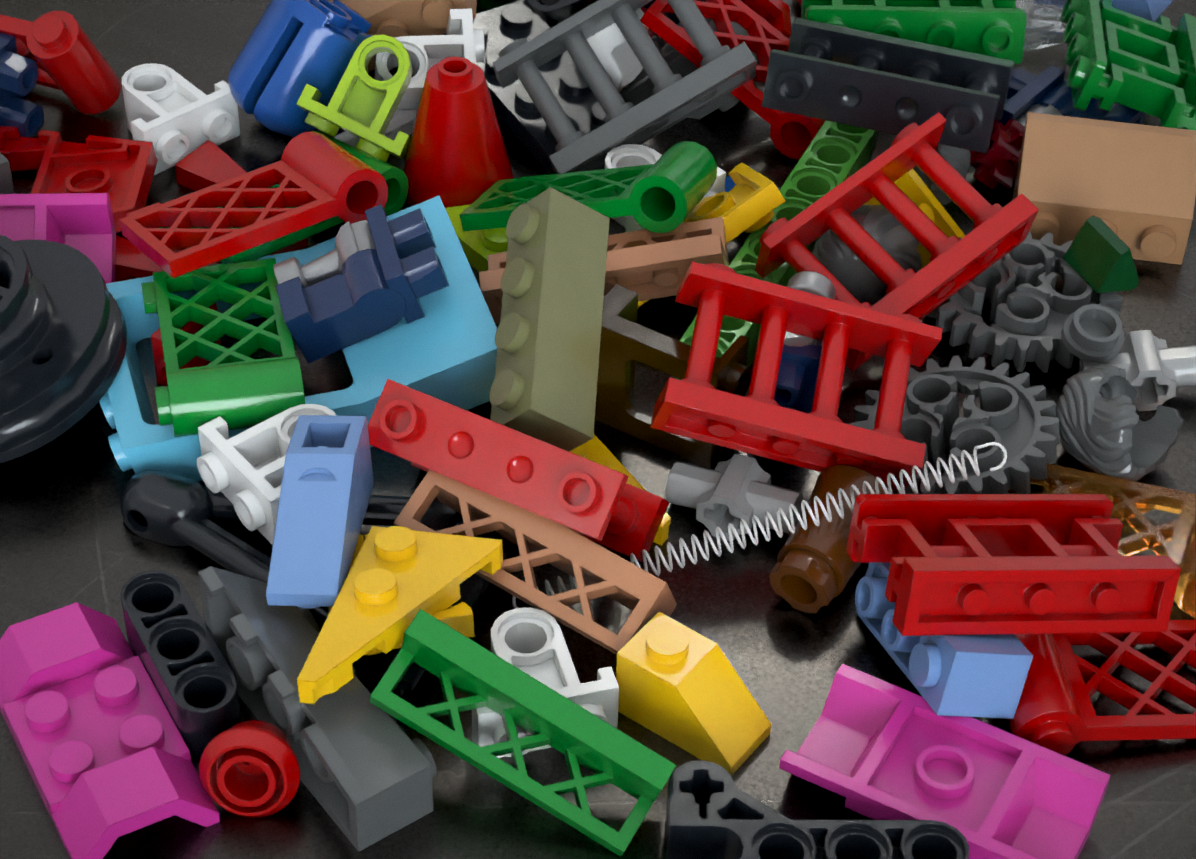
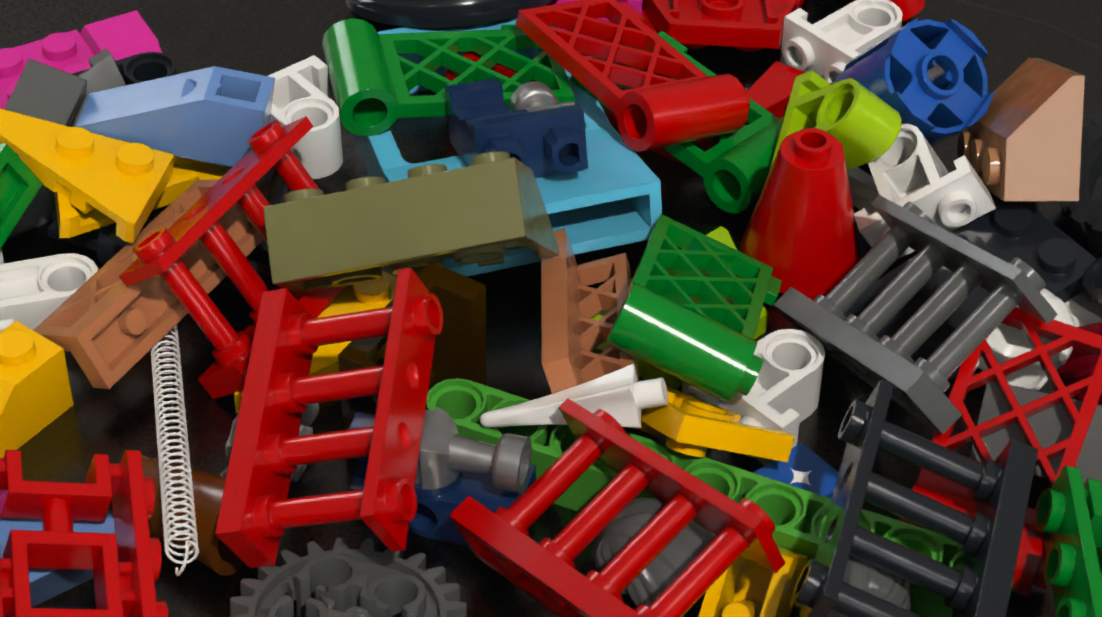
camera: 90 degrees right, 0 degrees up
(284, 621) = (47, 93): none -> dark grey tile
(741, 235) = (615, 393): none -> white piece

